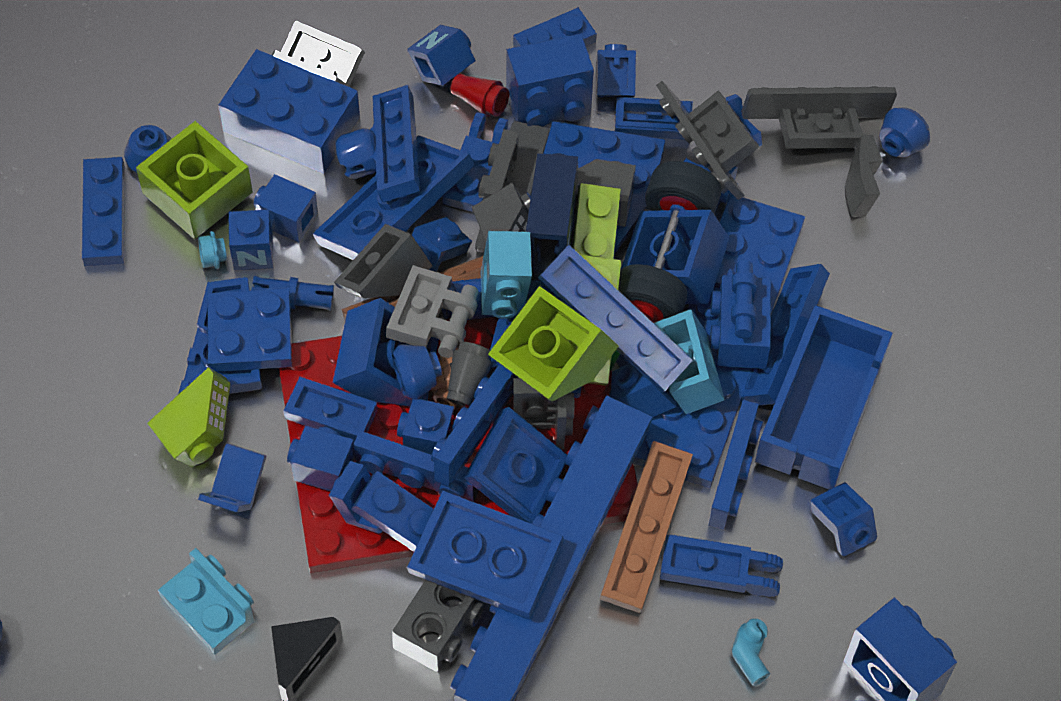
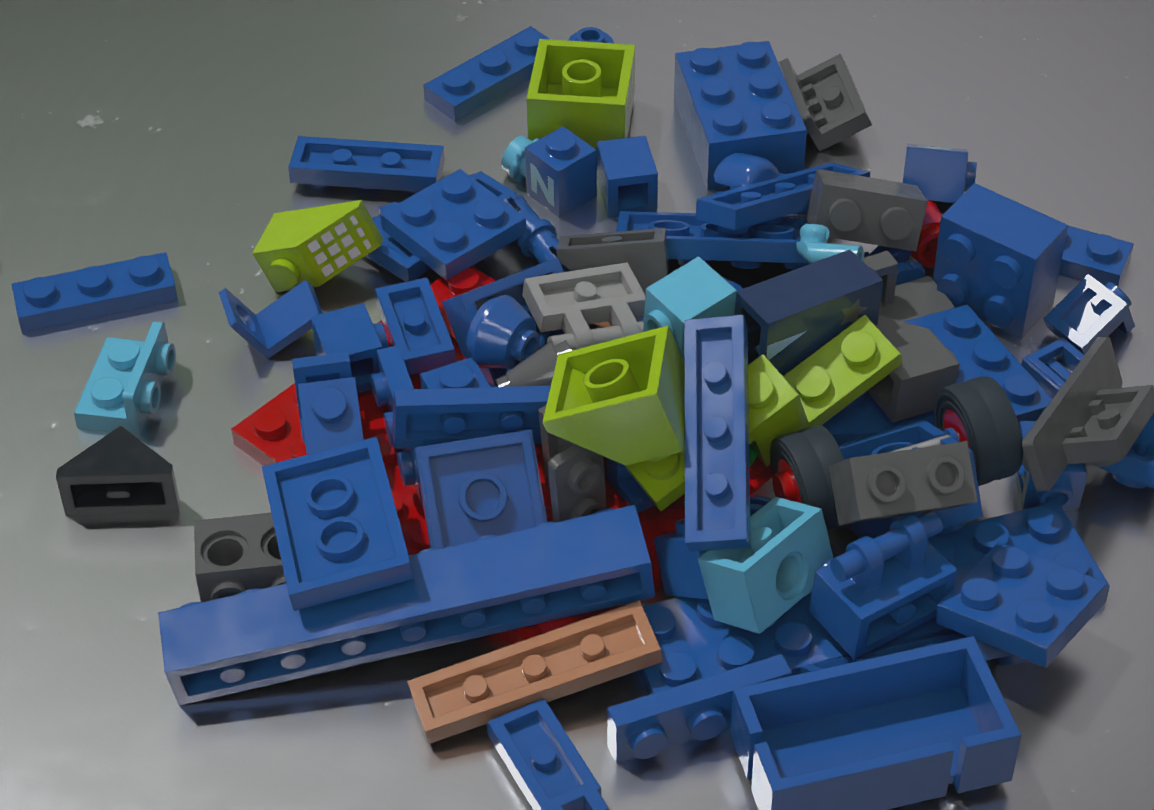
camera: 55 degrees right, 15 degrees down
(98, 573) = (94, 292): none -> blue plate
(130, 340) = (365, 164): none -> blue plate
(455, 113) = (867, 209): none -> dark grey brick
(483, 163) = (814, 244): none -> medium azure arm
(715, 260) = (903, 483): none -> dark grey brick
(803, 266) = (1022, 604): none -> blue plate

